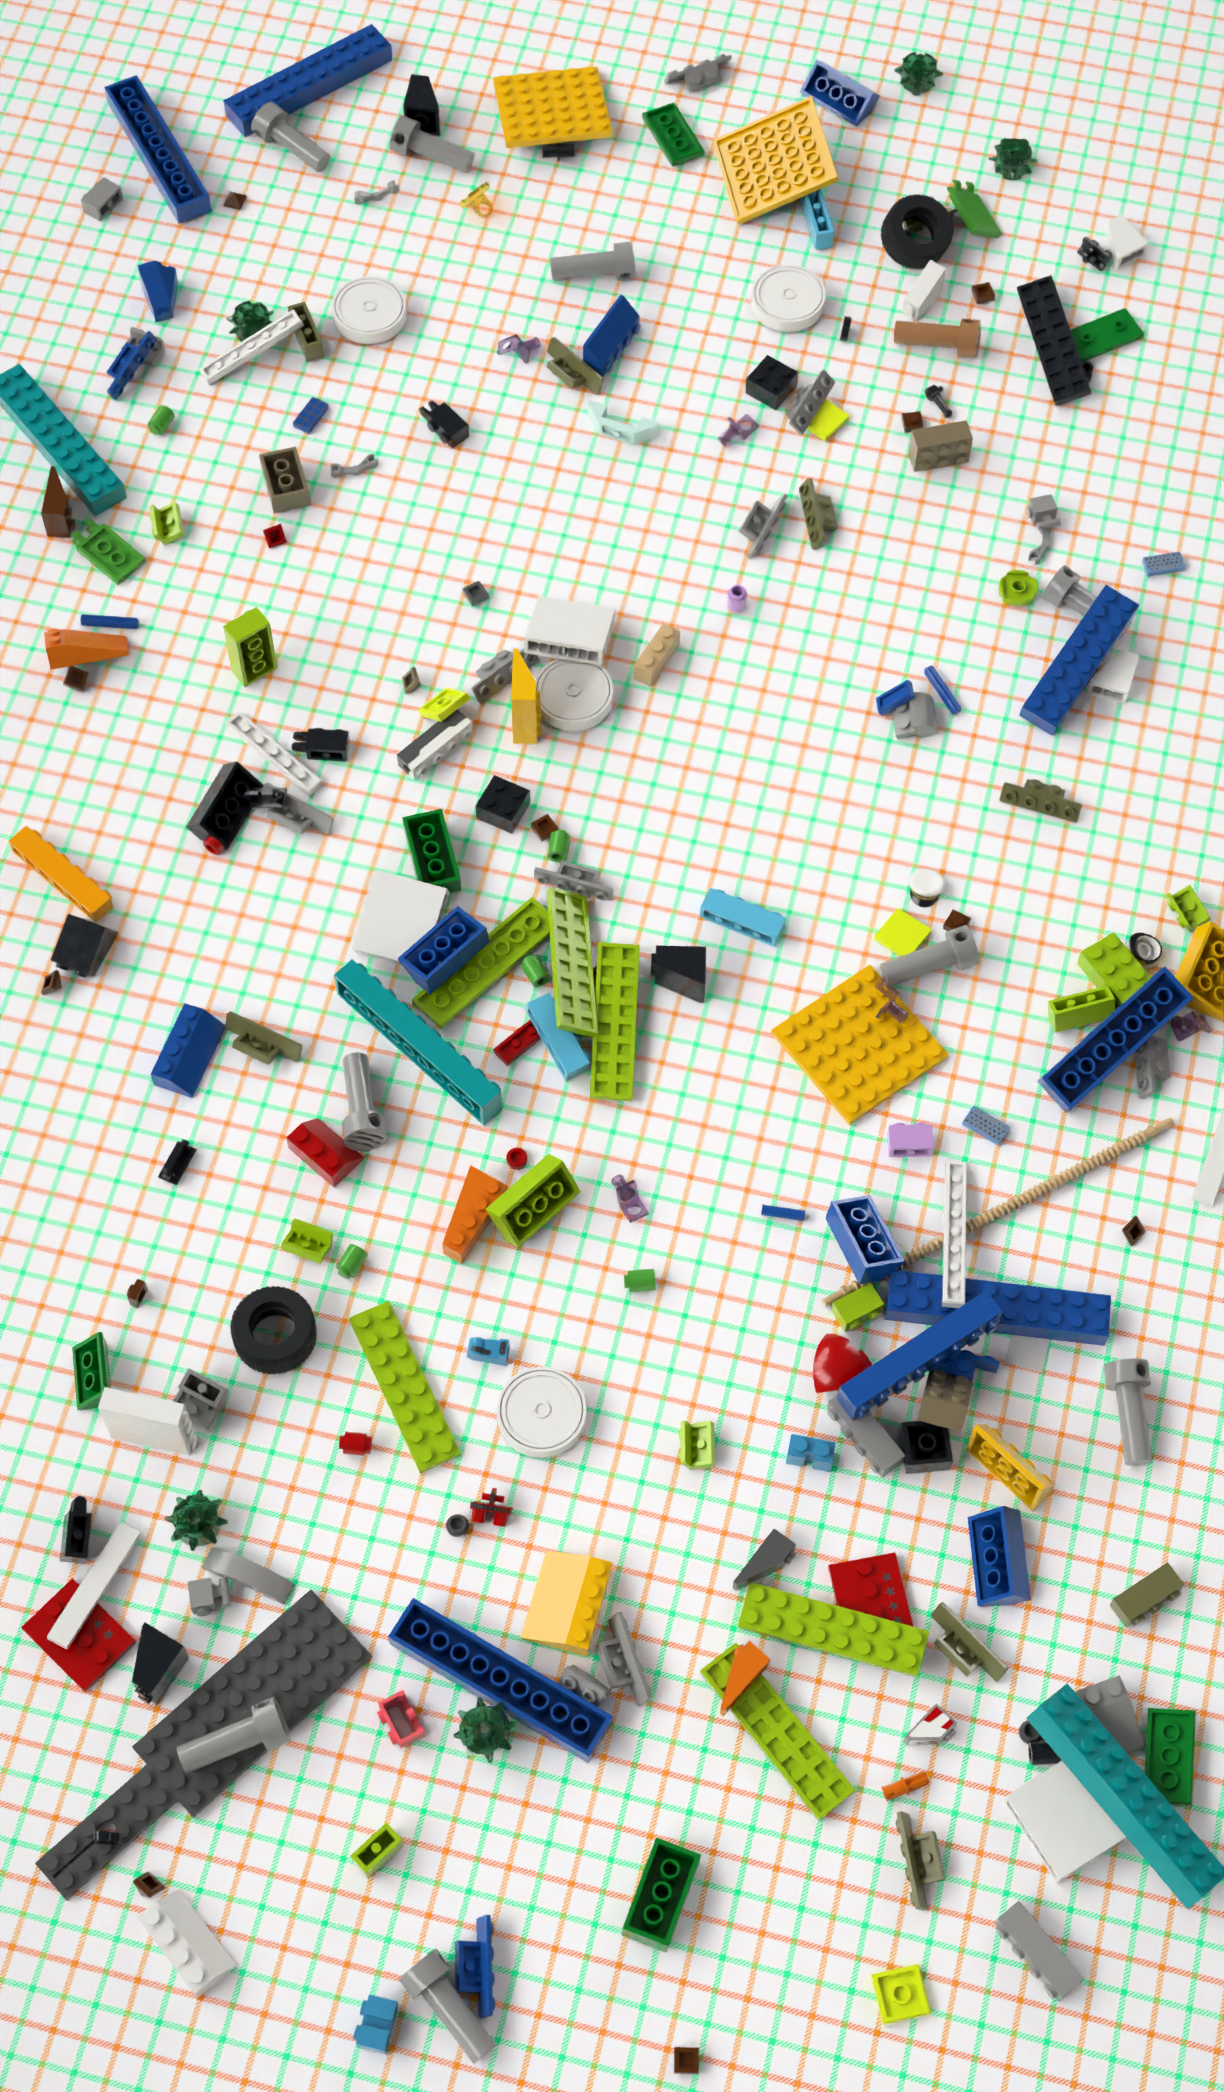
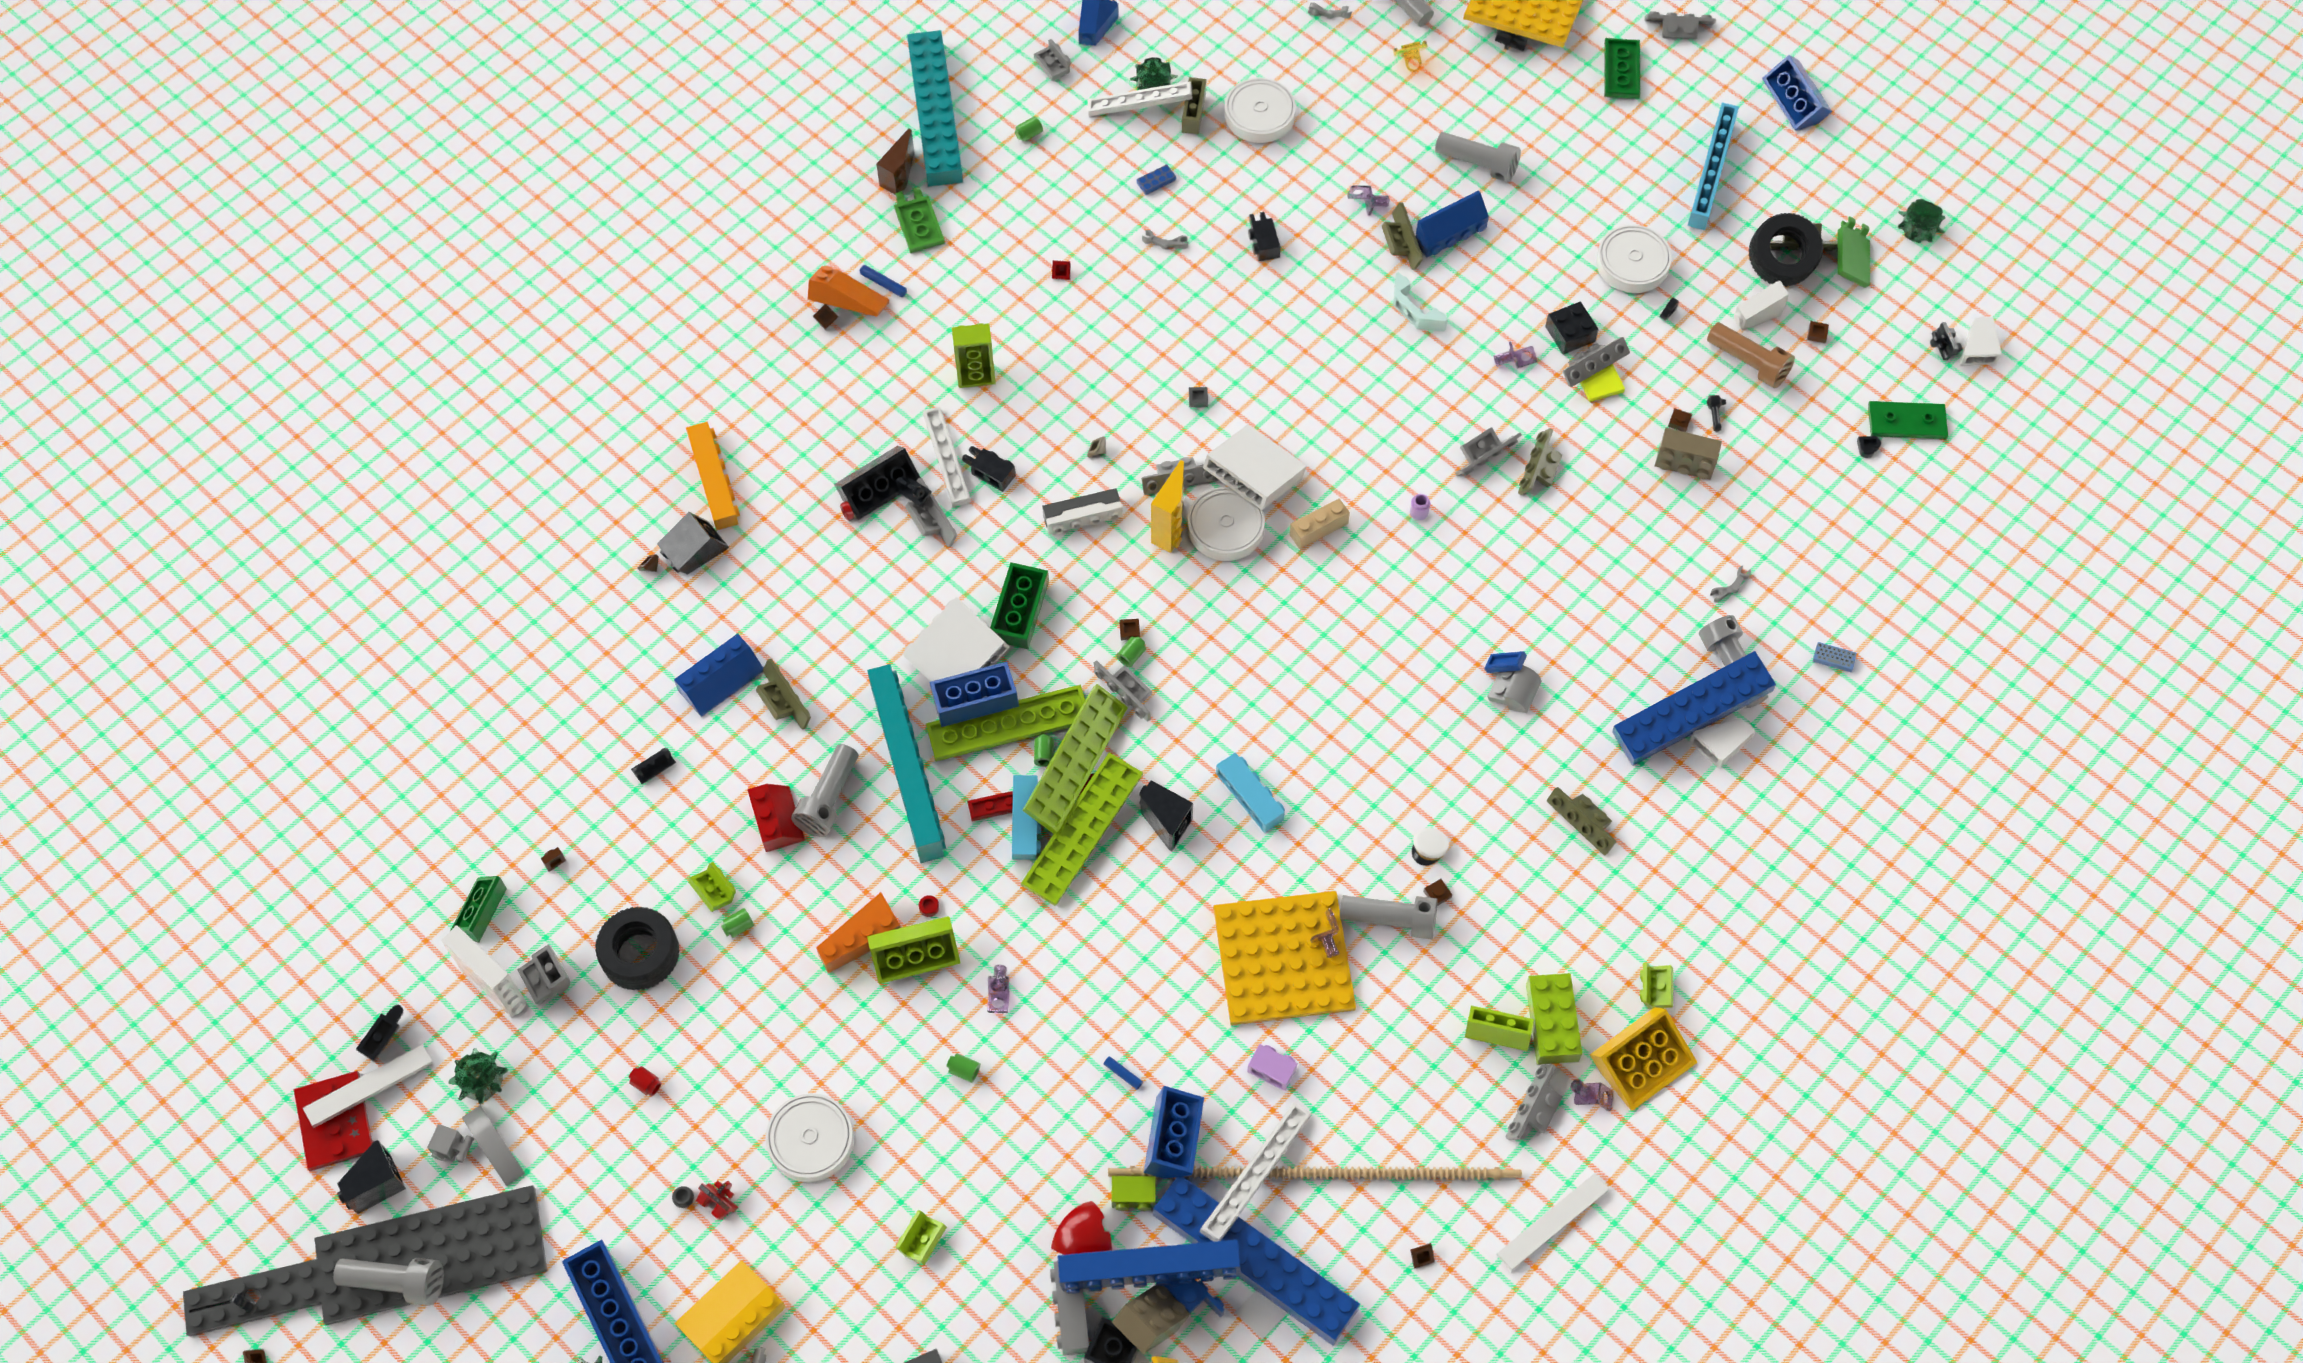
camera: 30 degrees right, 0 degrees up
(127, 363) = (1029, 69): blue bracket -> none
(166, 522) = (979, 218): lime bracket -> none
(284, 479) = (1097, 225): dark tan brick -> none
(400, 1719) = (533, 1338): coral window -> none
(404, 1387) = (715, 1054): lime plate -> none
(443, 704) = (1109, 481): neon yellow tile -> none
(488, 1350) = (801, 1060): dark azure leg -> none
(503, 804) = (1106, 591): black brick -> none
(775, 160) = (1695, 130): yellow plate -> none
(810, 1450) = (1019, 1304): dark azure brick -> none
(902, 933) = (1383, 877): neon yellow tile -> none
(918, 73) = (1880, 106): clear green brick -> none
(942, 690) = (1556, 675): blue axle -> none
(986, 1125) = (1350, 1089): tile -> none
(1017, 597) = (1678, 625): lime plate -> none
(1043, 512) = (1748, 557): light grey brick -> none
(1053, 340) = (1856, 404): black plate -> none
(1115, 1039) = (1508, 1072): blue brick -> none
(1145, 949) = (1592, 1004): white piece -> none

